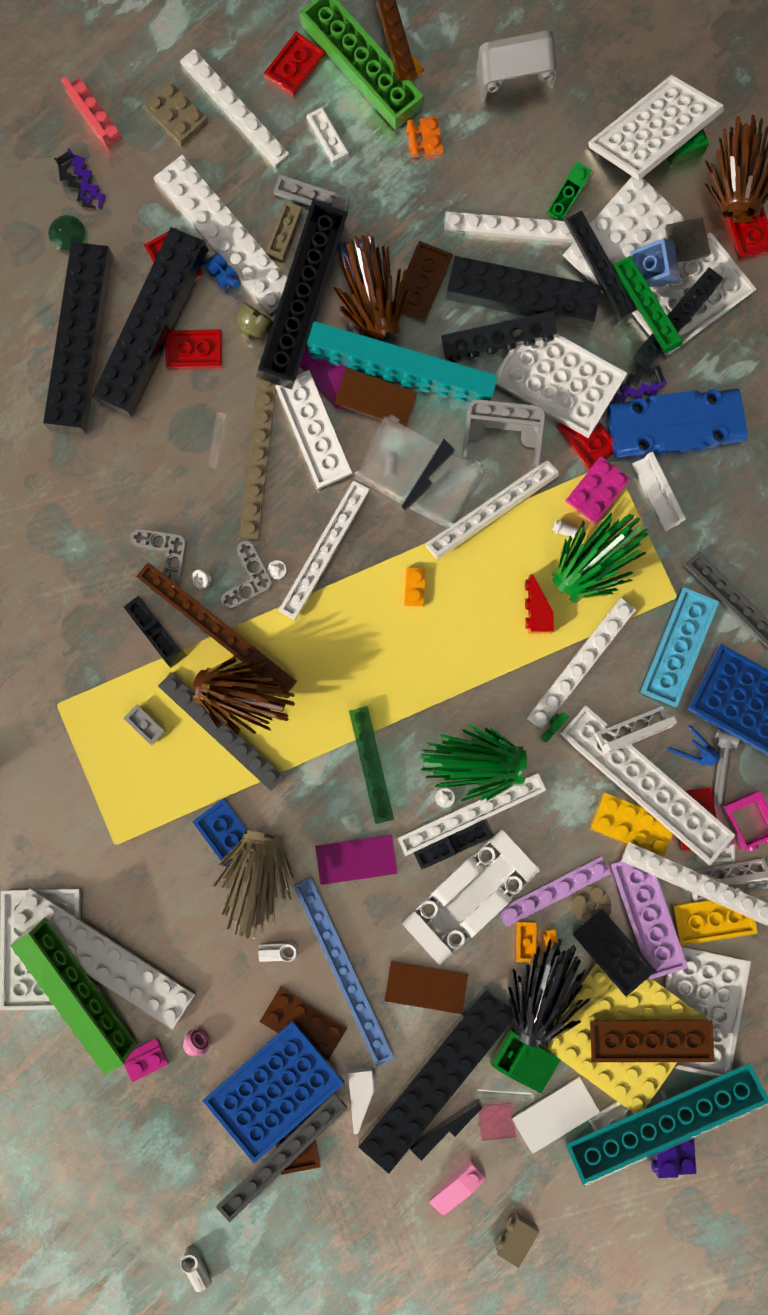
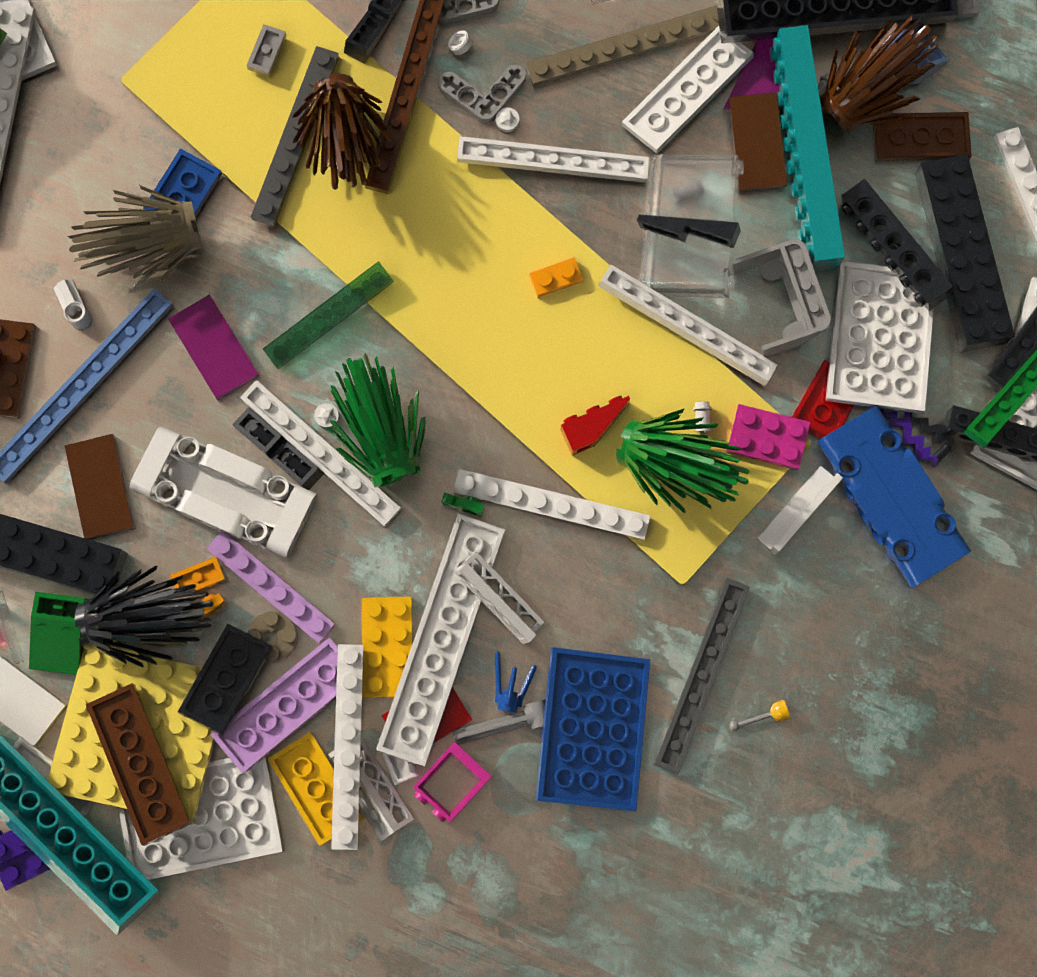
camera: 65 degrees right, 5 degrees down
(679, 647) = (624, 612): medium azure plate -> none

